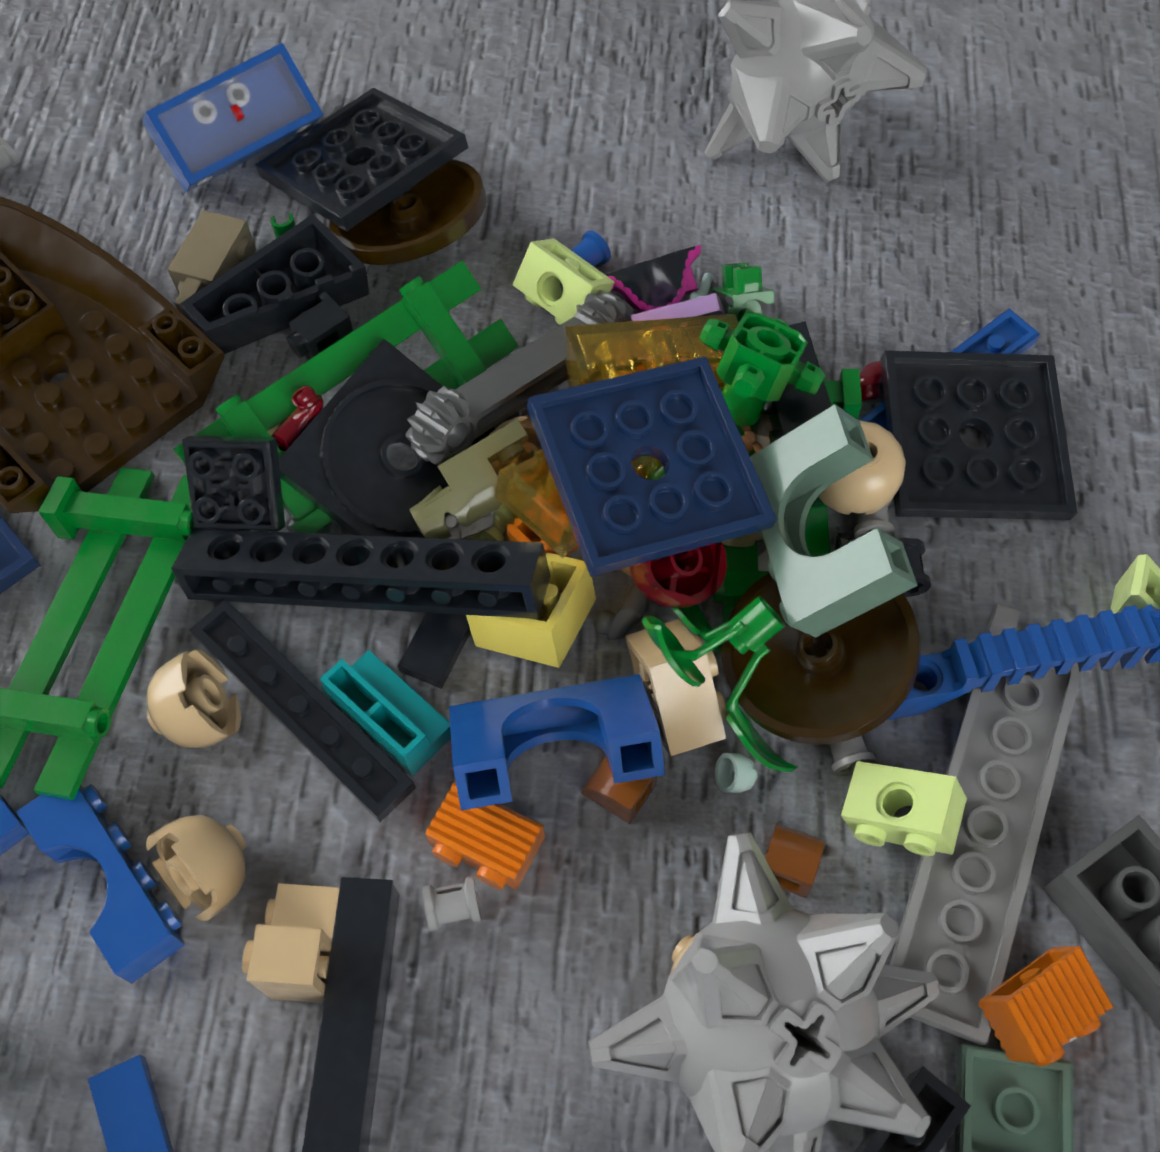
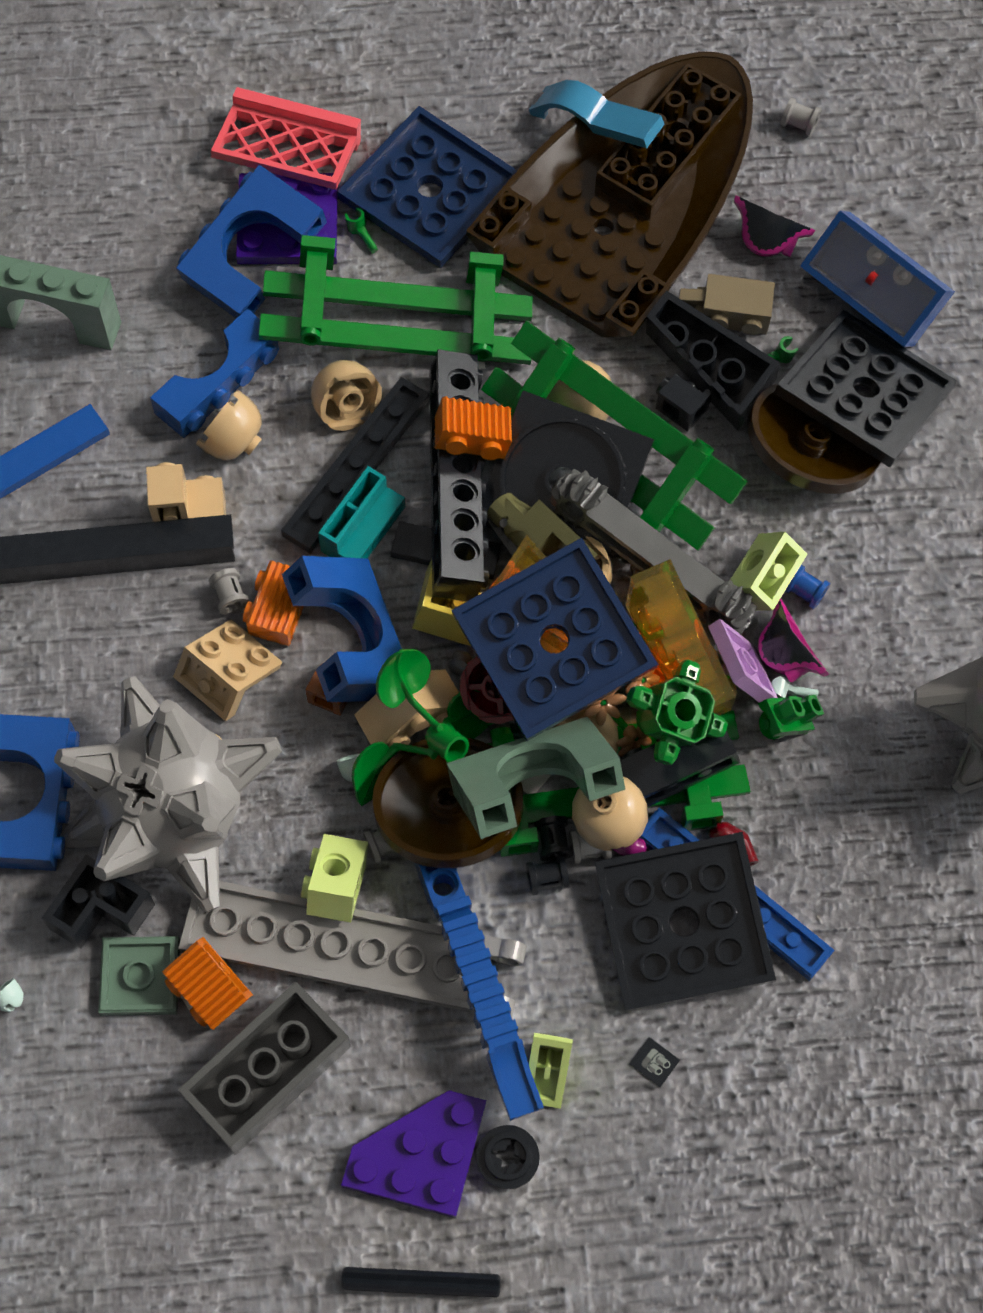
camera: 75 degrees right, 5 degrees up
(125, 213) = (767, 232): none -> black hat
(234, 482) = (508, 367): black tile -> none
(308, 408) = (579, 401): dark red arm -> none
(312, 529) = (473, 428): none -> orange brick
(569, 923) = (224, 666): none -> tan bracket
(794, 859) = (294, 810): dark orange brick -> none
(1129, 501) = (654, 1062): none -> black sticker

